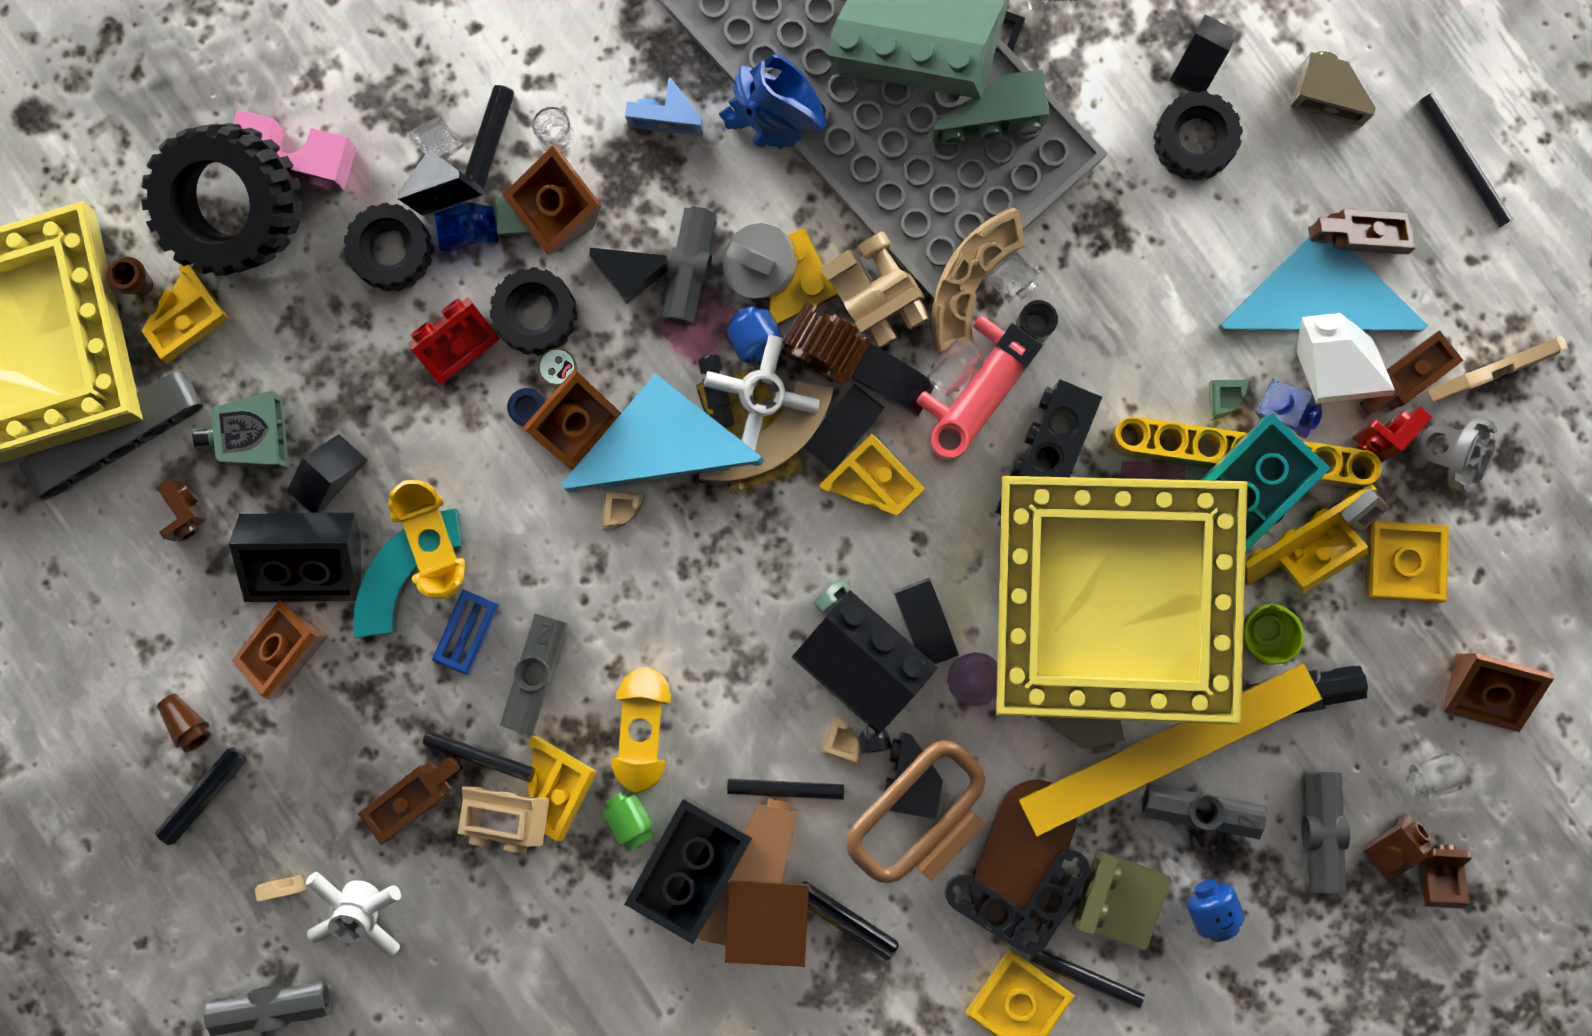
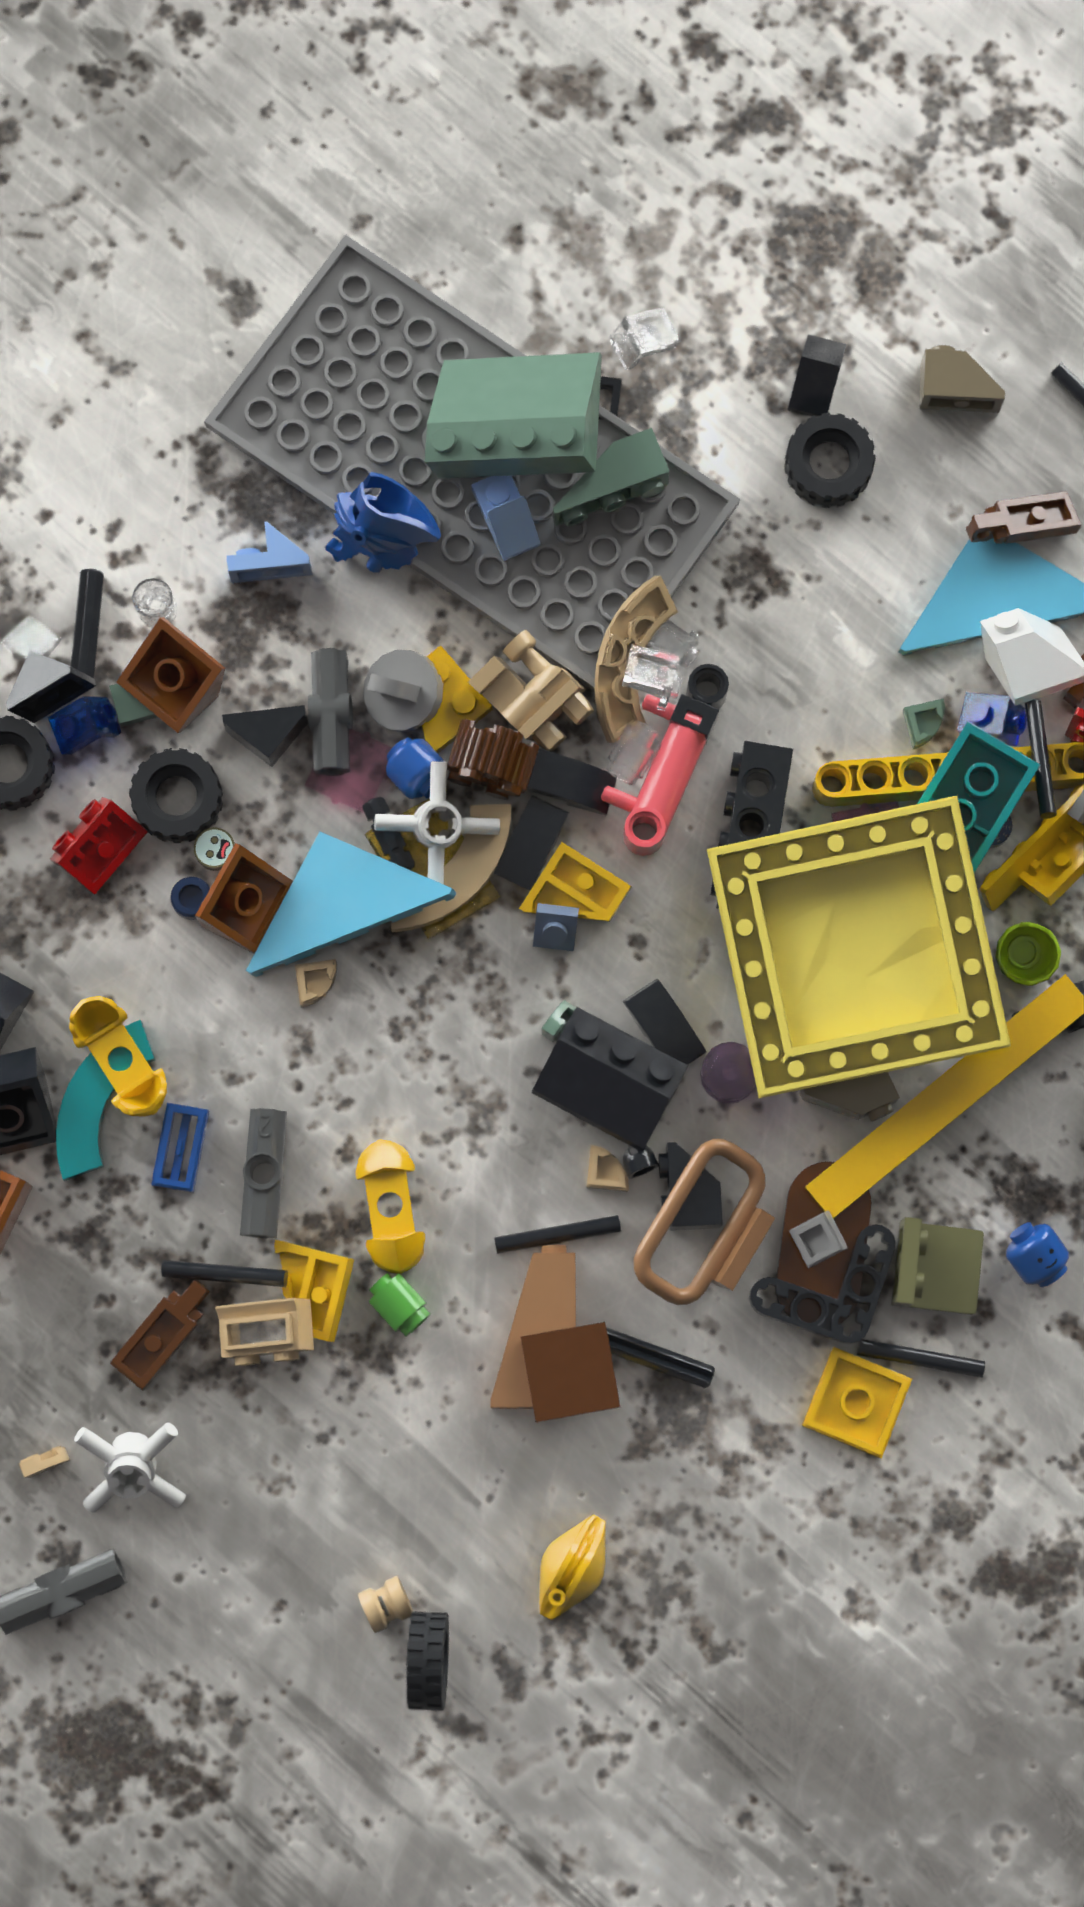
camera: 15 degrees left, 5 degrees down
(688, 870) = (475, 1336): black slope -> none
(848, 510) = (555, 927): none -> sand blue plate
(890, 121) = (506, 515): none -> light blue slope
(990, 298) = (653, 673): none -> clear bracket
(1020, 852) = (818, 1239): none -> light grey tile
(1226, 817) = (1027, 1154): dark grey piece -> none
(1328, 455) = (1040, 755): none -> black bar

